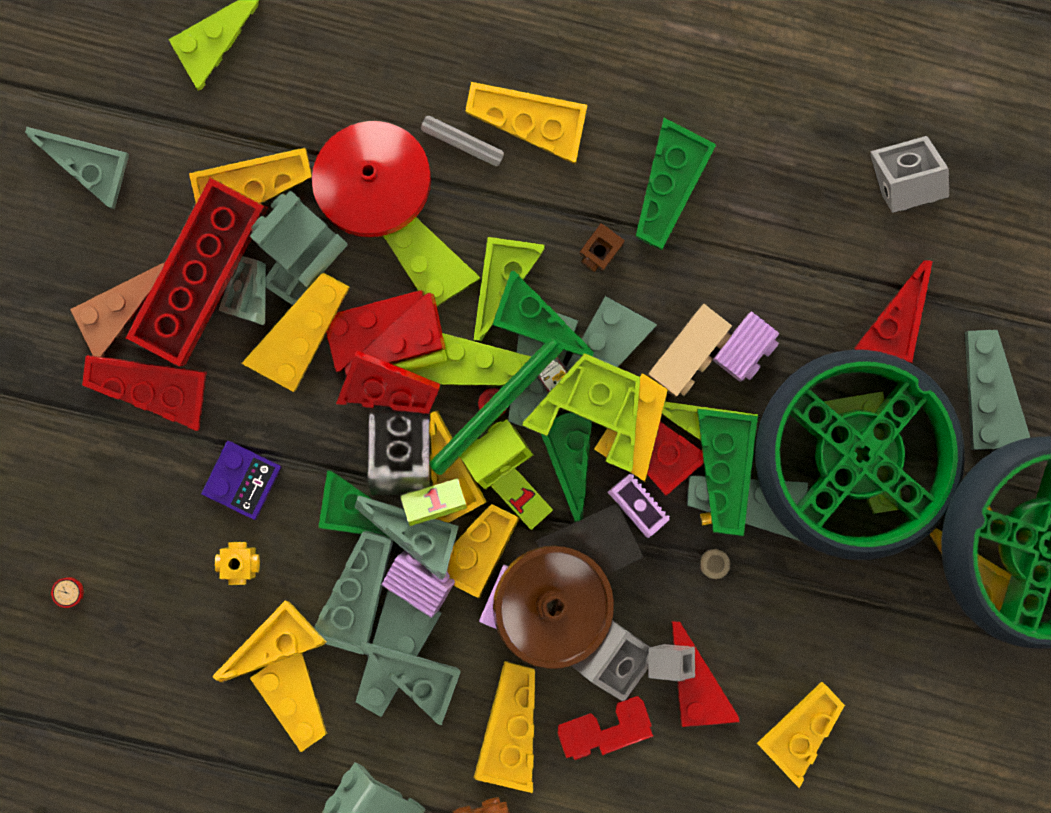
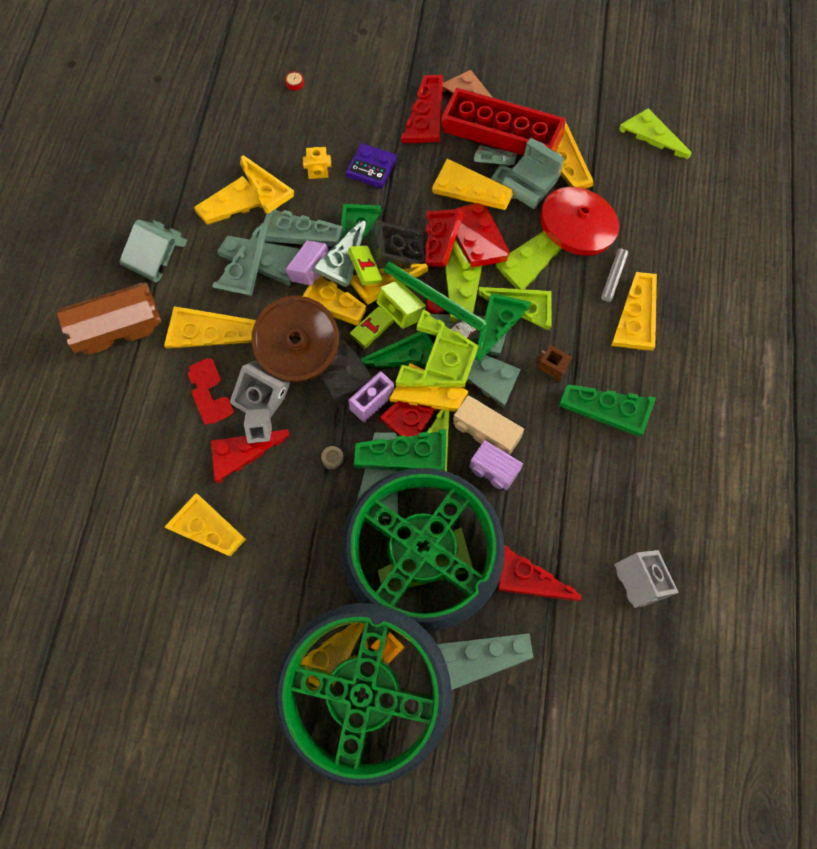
camera: 85 degrees right, 20 degrees down
(93, 165) = (562, 74): sand green wing -> none

